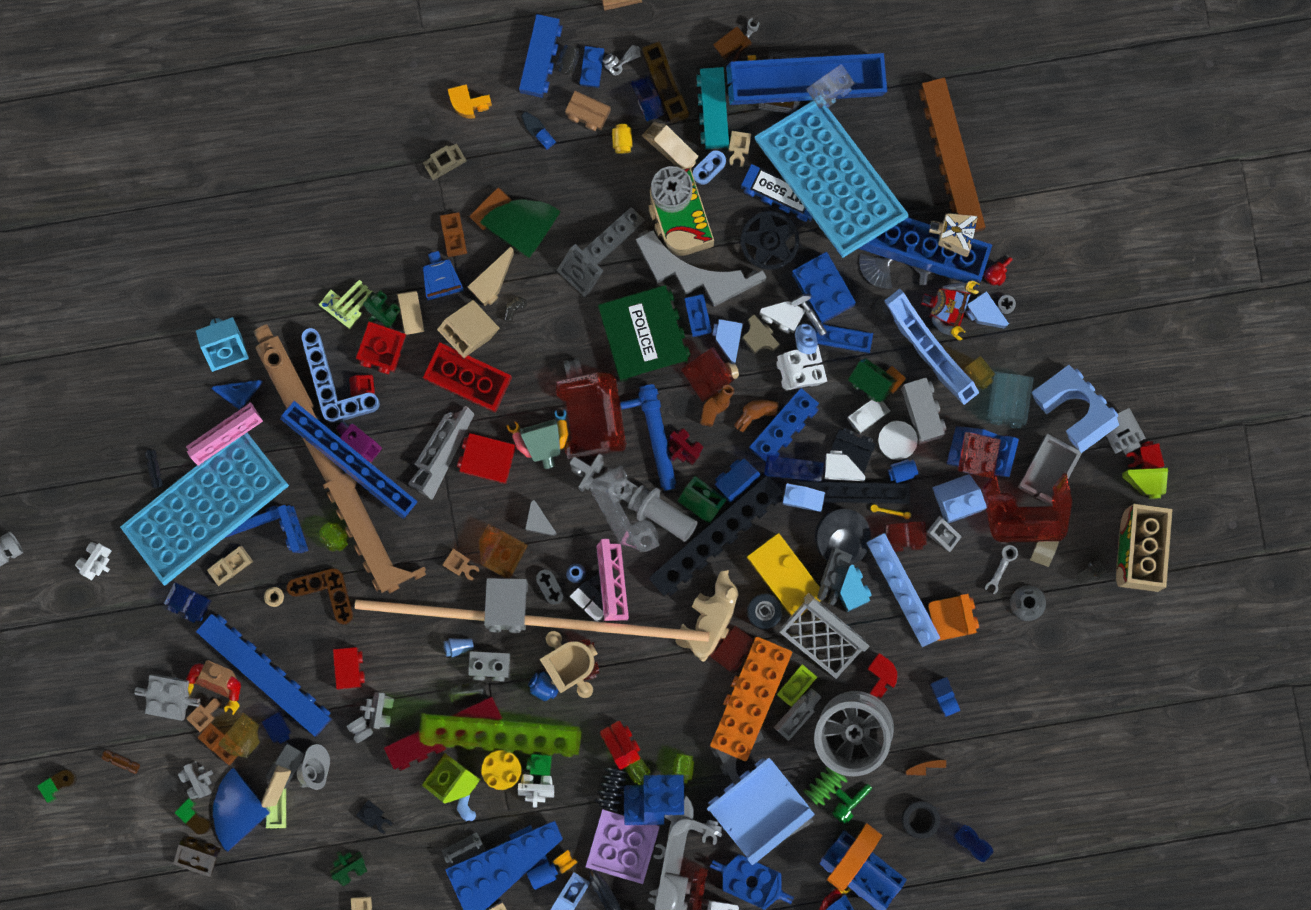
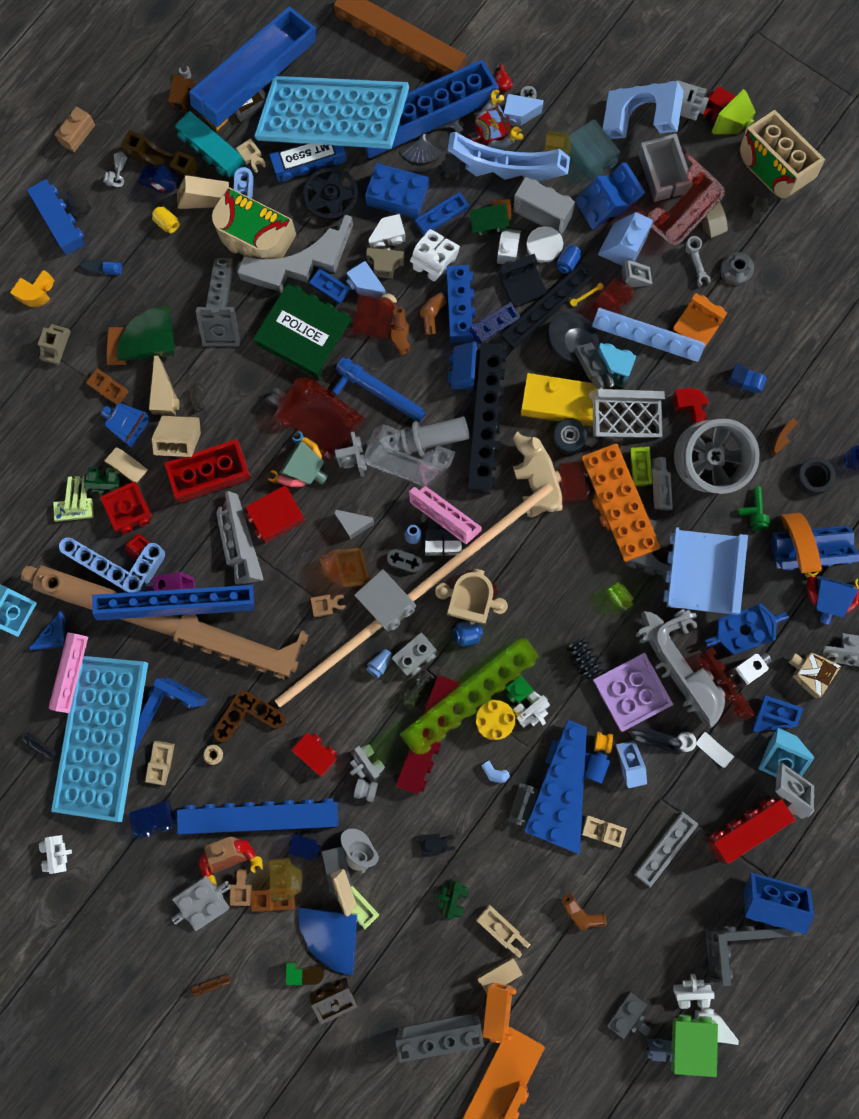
camera: 40 degrees left, 5 degrees down
(56, 783) = (176, 1050): leg -> none
(198, 778) = (281, 941): light grey hips -> none
(333, 537) = (216, 670): clear neon green head -> none
(450, 780) = (465, 763): lime slope -> none
(587, 111) = (124, 223): medium nougat brick -> none
(592, 67) = (100, 194): blue plate -> none
(619, 744) = (562, 621): red brick -> none
(637, 771) = (589, 627): clear neon green brick -> none
(654, 799) = (624, 636): blue bracket -> none
(667, 199) = (228, 207): light grey wheel -> none
(682, 449) = (405, 381): dark red hips -> none
(702, 499) = (452, 402): dark green brick -> none
(803, 497) = (519, 336): light blue slope -> none
(806, 339) = (418, 231): light blue plate -> none
(809, 312) = (404, 212): flat silver piece -> none
(825, 786) = (728, 513): bright green piece -> none
(830, 86) = (274, 49): clear brick -> none
(841, 468) = (527, 292): white slope -> none
(955, 232) = (451, 69): torso -> none
(979, 455) = (611, 194): clear red plate -> none

